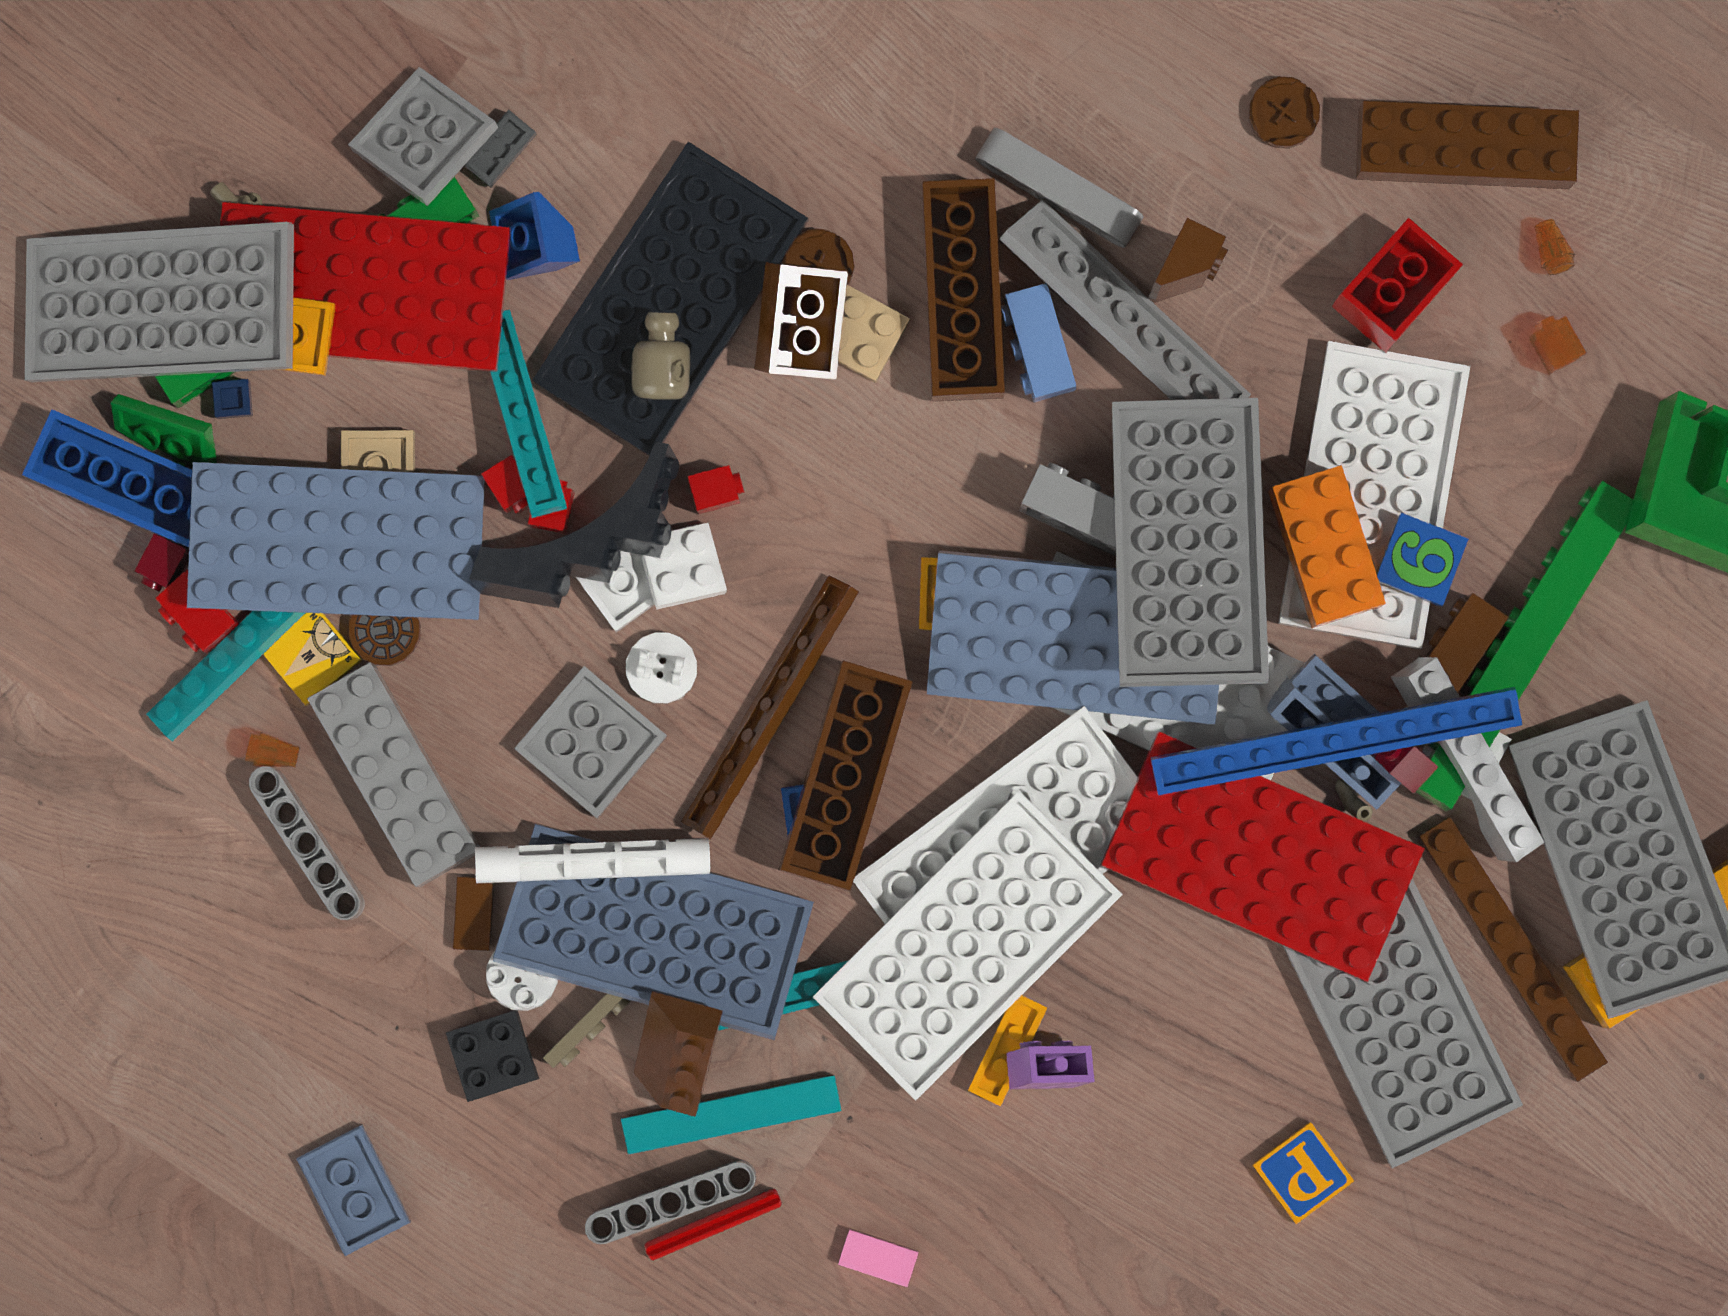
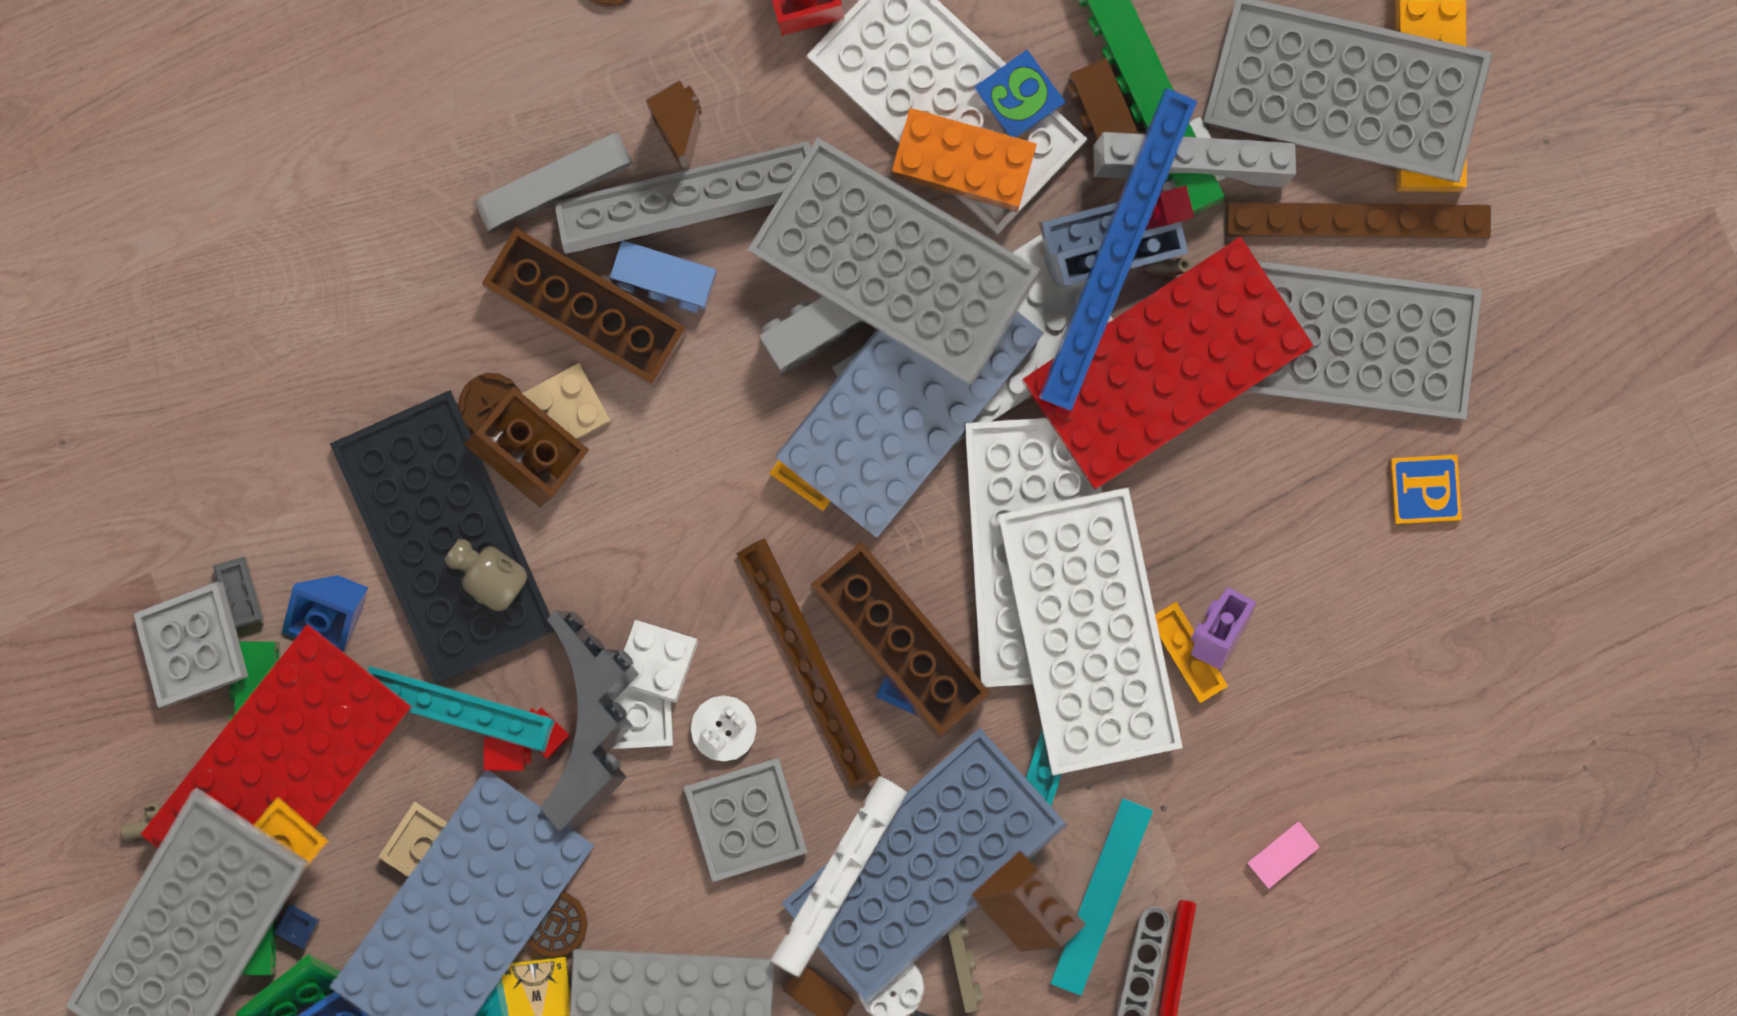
camera: 60 degrees left, 0 degrees up
(715, 489) = (613, 596): red brick -> none

